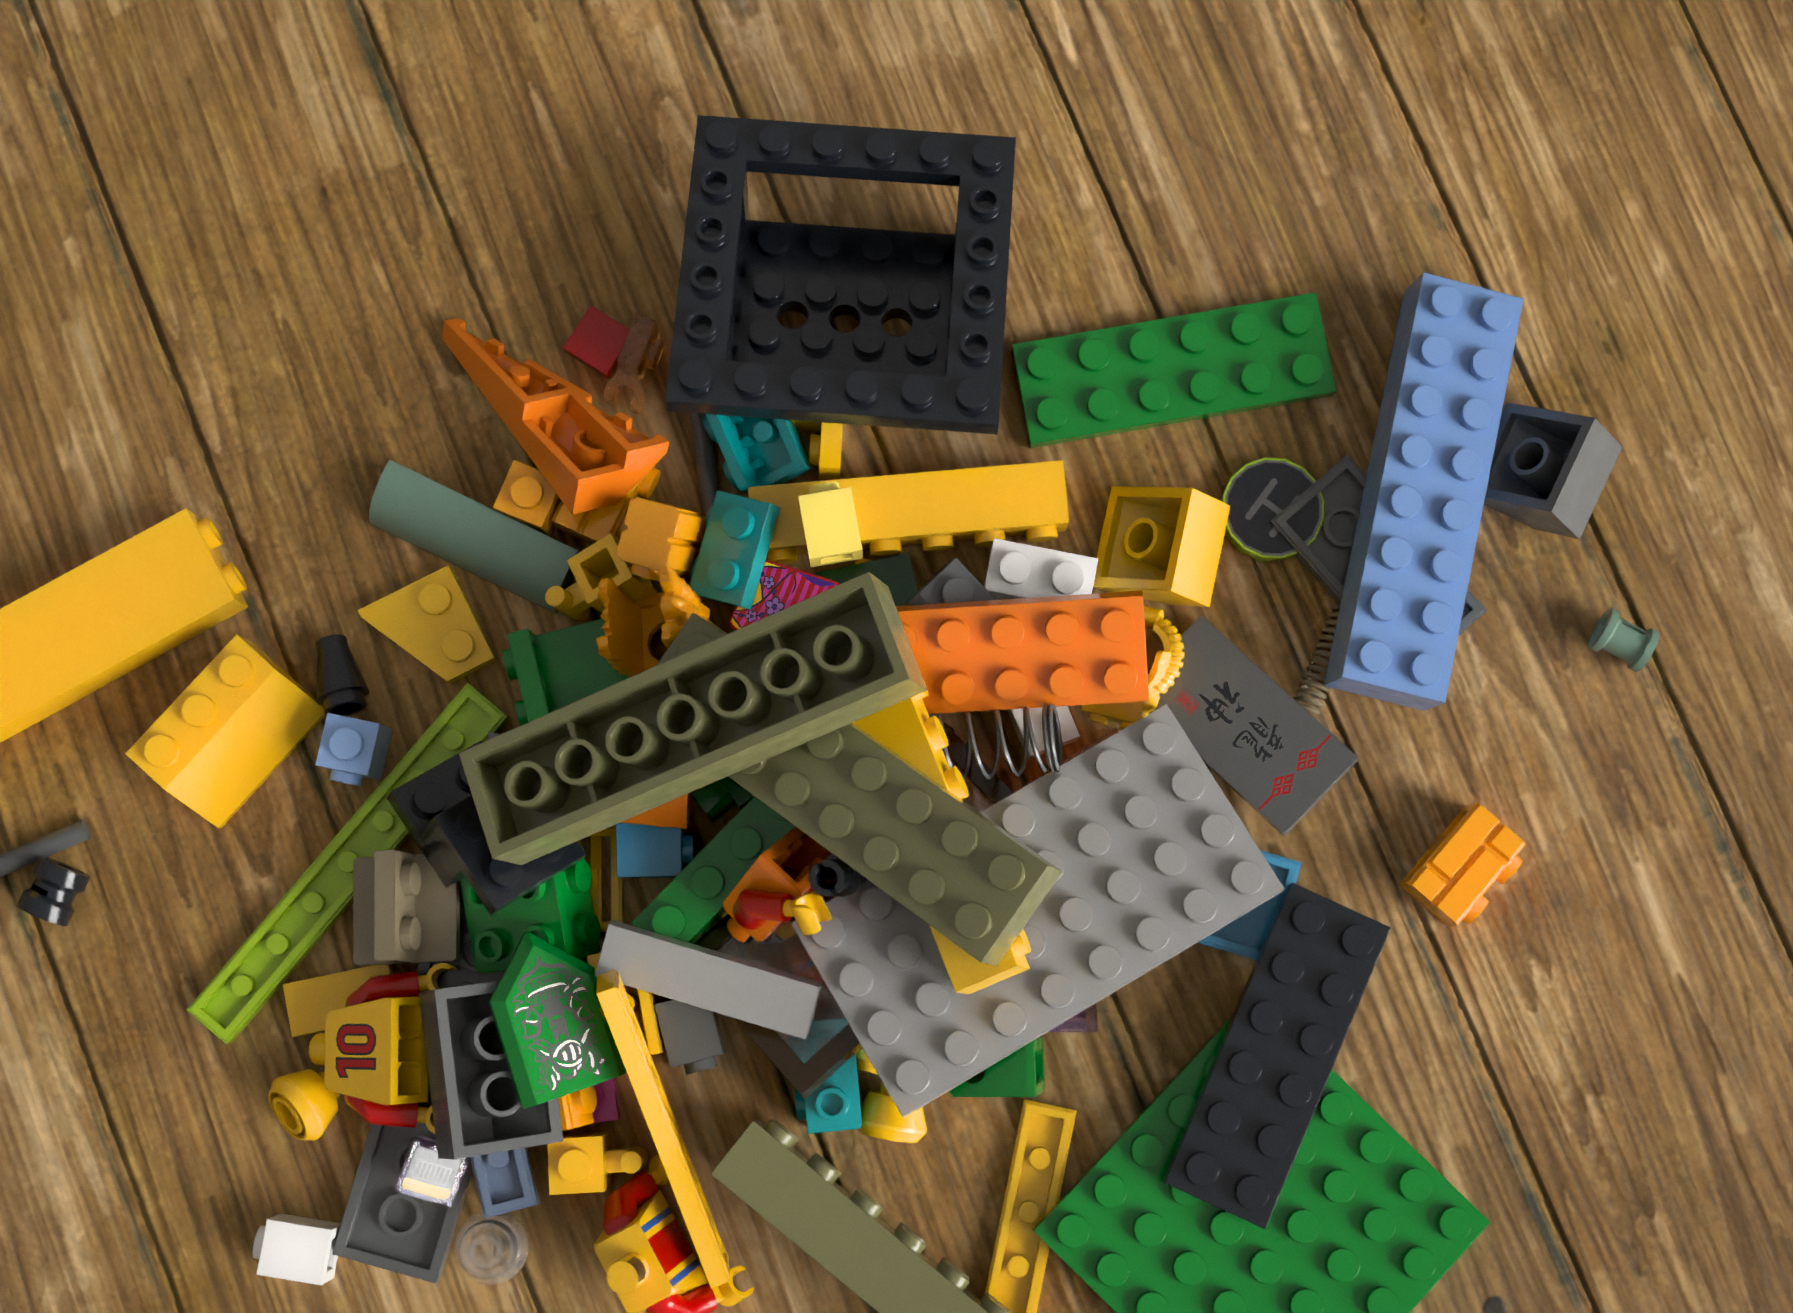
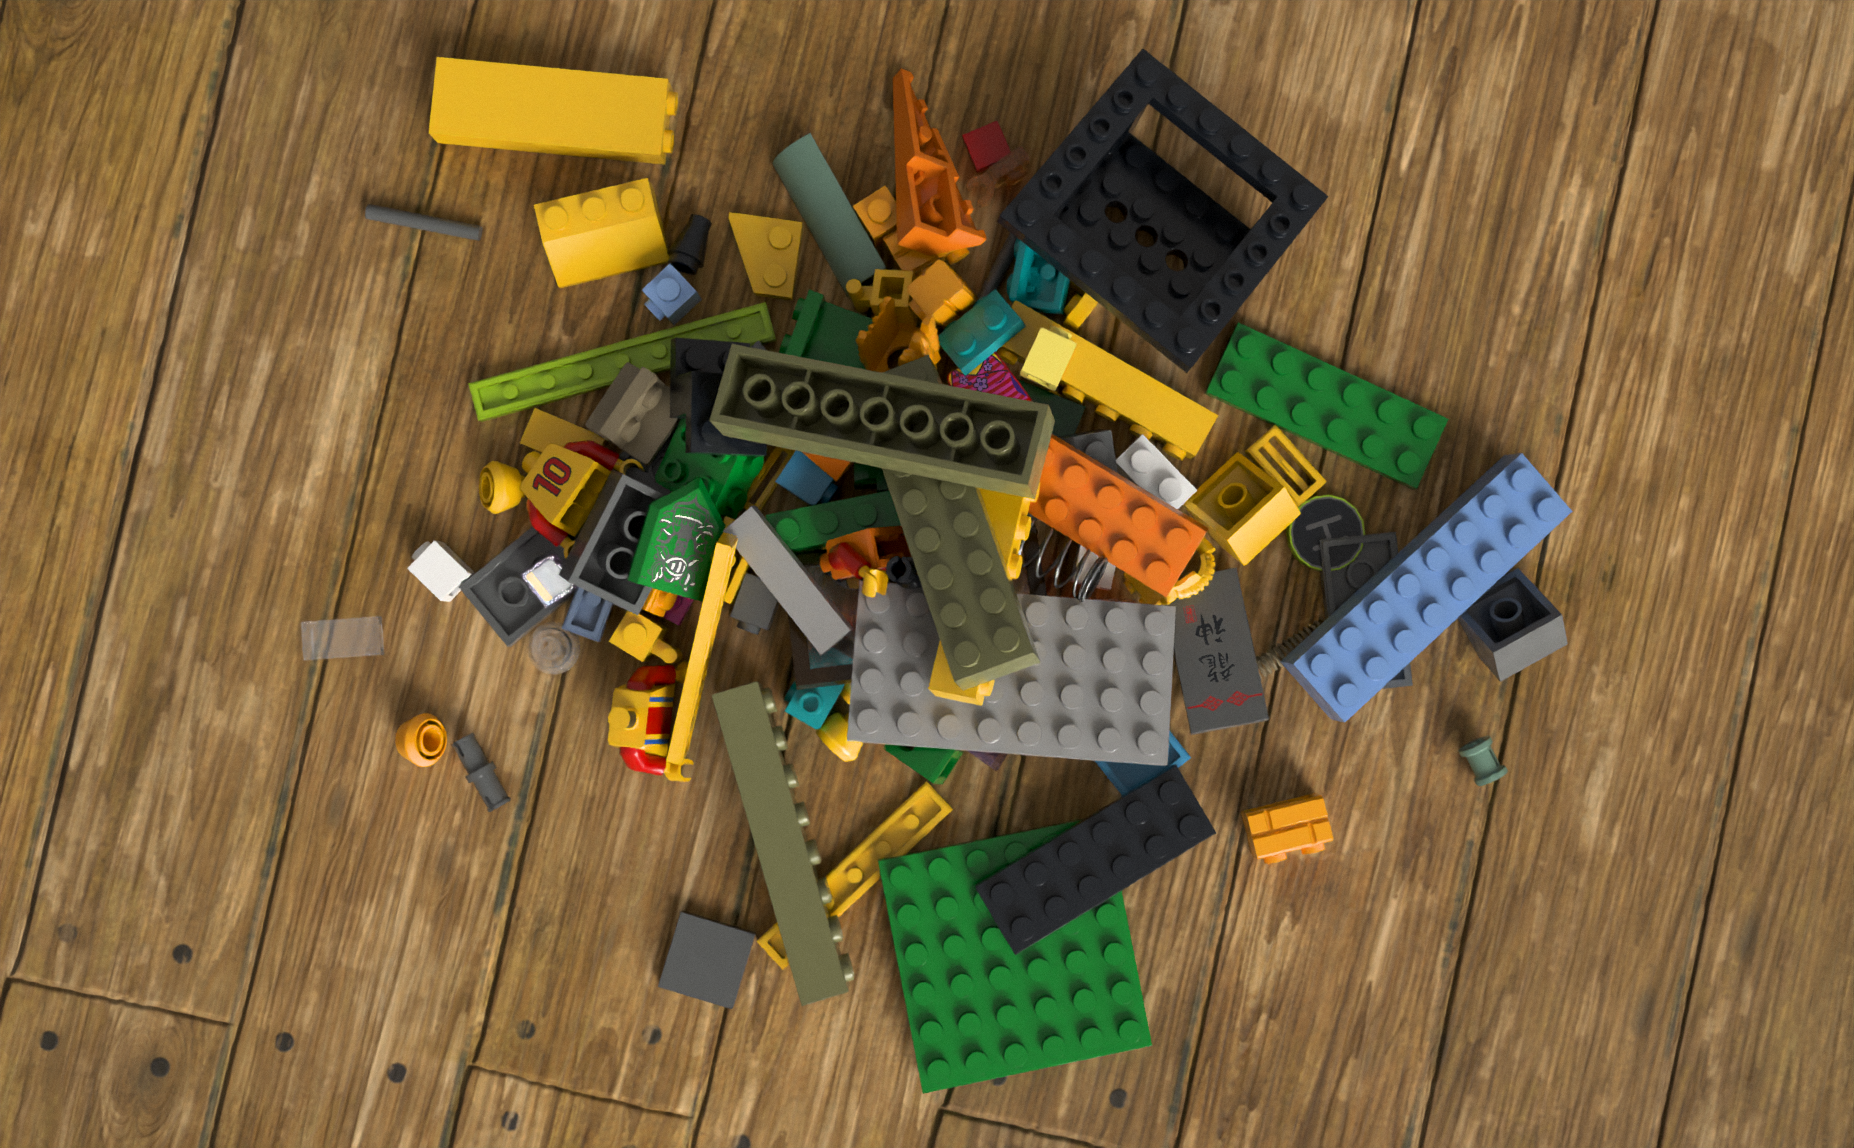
camera: 35 degrees right, 5 degrees up
(53, 891) = (436, 257): black wheel -> none
(1178, 446) = (1295, 454): none -> yellow tile

